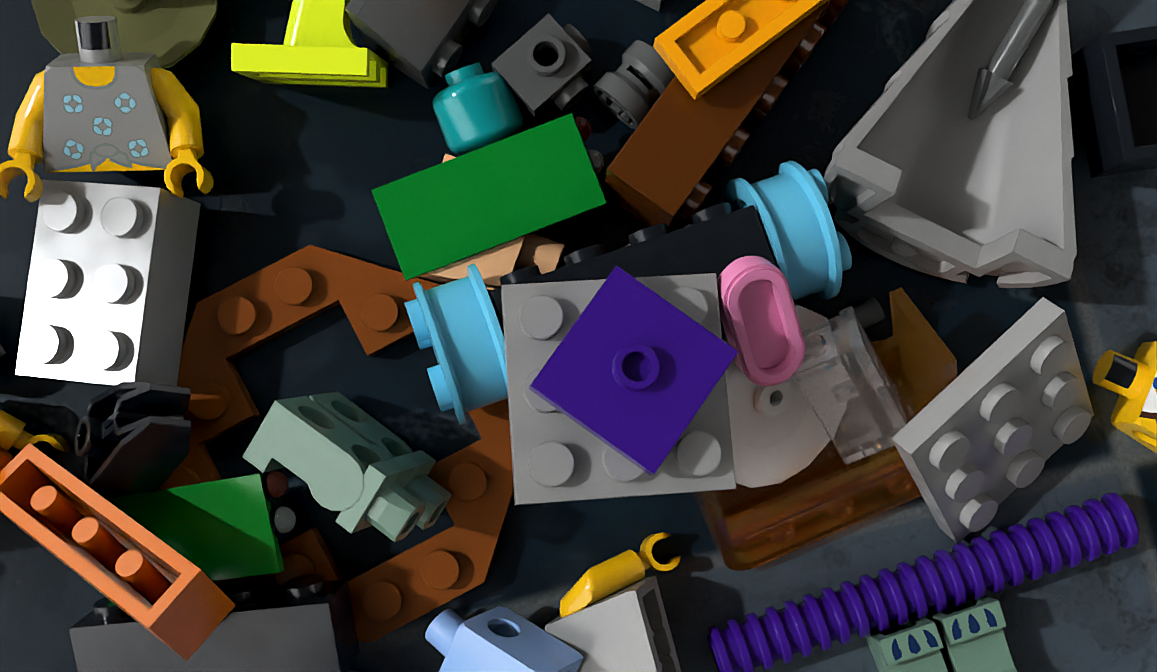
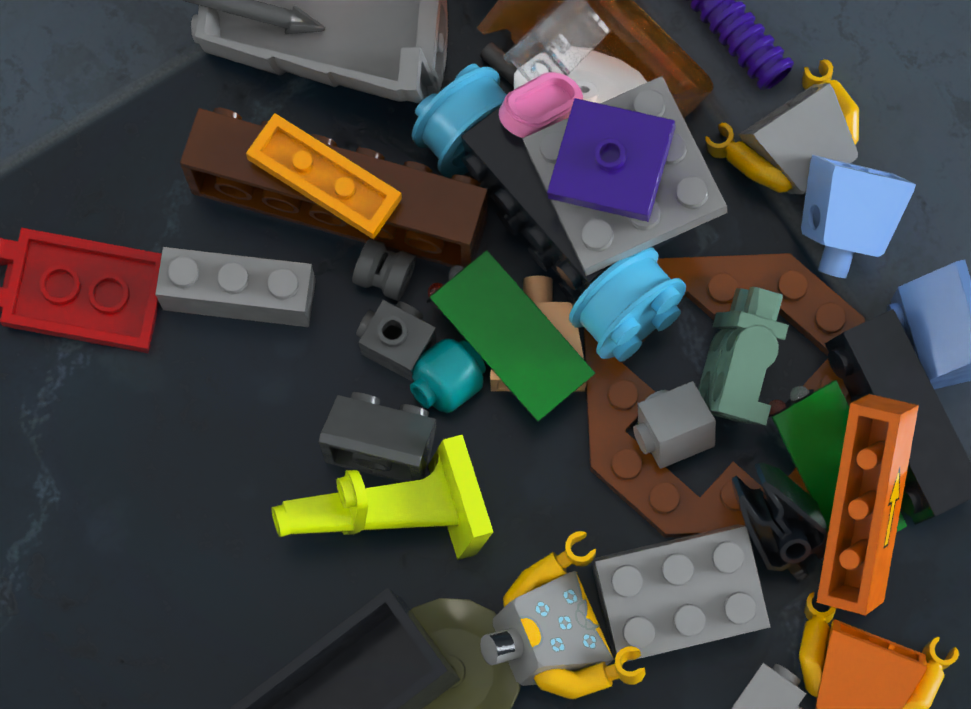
camera: 105 degrees left, 10 degrees down
(308, 351) = (674, 425): none -> light grey brick

